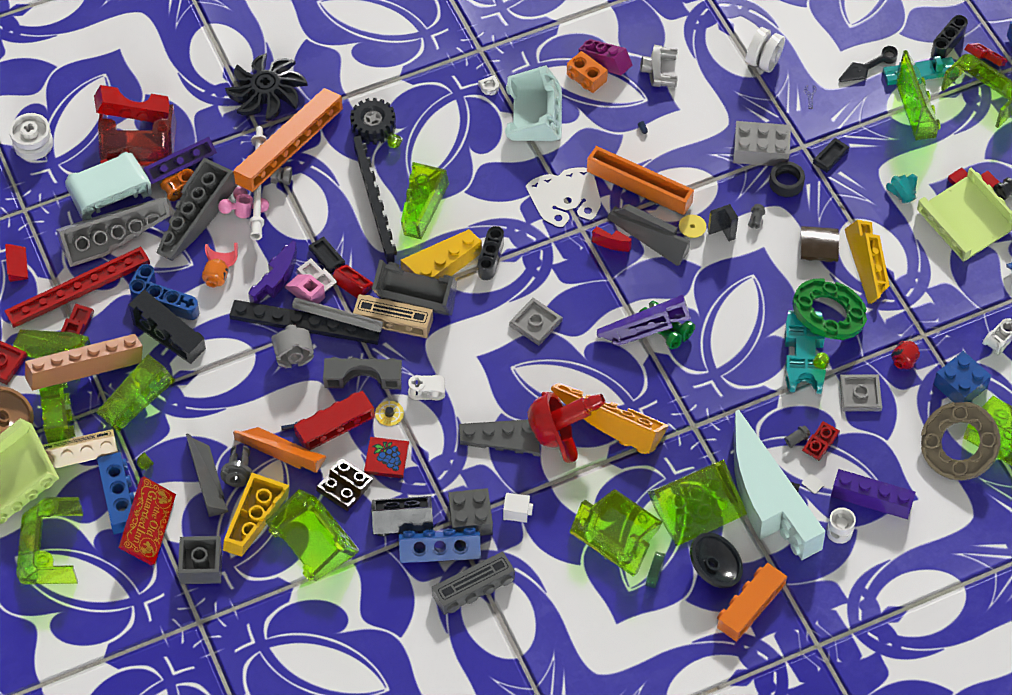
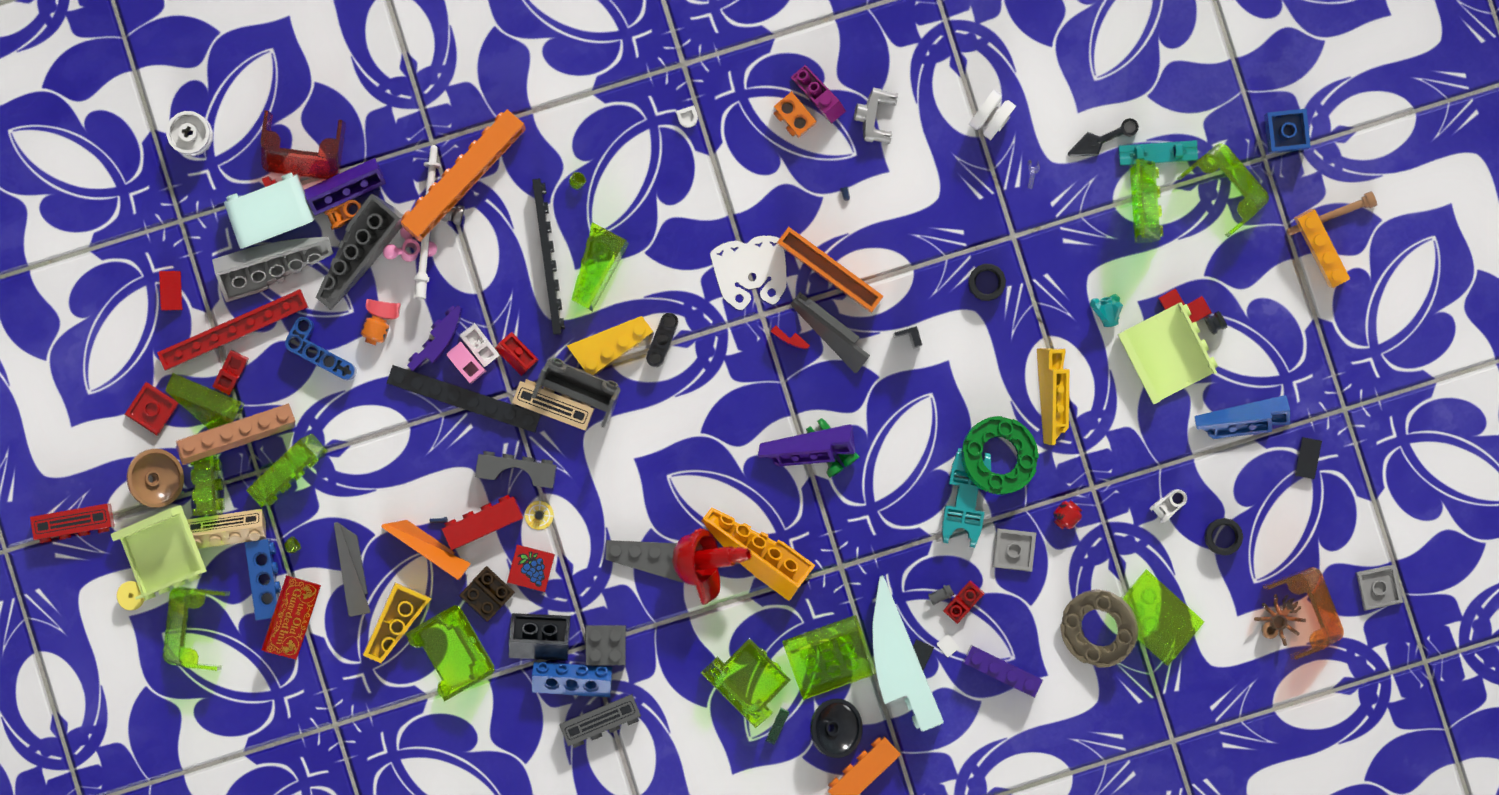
camera: 10 degrees right, 30 degrees up
(111, 102) = (275, 113): red arch -> none
(166, 327) = (323, 396): black wedge -> none
(200, 560) = (340, 666): dark grey brick -> none
(237, 472) = (380, 573): dark grey piece -> none
(266, 87) = (452, 101): black piece -> none
(292, 346) = (447, 435): light grey brick -> none
(326, 255) = (492, 318): black tile -> none
(337, 314) = (496, 401): light grey axle -> none
(372, 112) = (547, 150): black wheel -> none
(428, 387) = (583, 495): white piece -> none
(517, 507) = (653, 643): white brick -> none
(535, 321) = (698, 425): light grey tile -> none
(536, 106) = (732, 158): light aqua windscreen -> none
(692, 226) = (877, 328): light yellow piece -> none
(757, 212) = (946, 324): dark grey pin -> none
(761, 143) = (968, 235): light grey brick -> none
(819, 244) = (1005, 369): dark brown slope -> none
(821, 361) = (979, 519): clear neon green hinge -> none
(830, 155) = (1040, 253): black tile -> none
(841, 525) = (964, 702): white wheel -> none
(949, 36) = (1205, 107): black beam -> none
(962, 379) = (1118, 552): blue brick -> none
(983, 52) = (1232, 139): red tile -> none

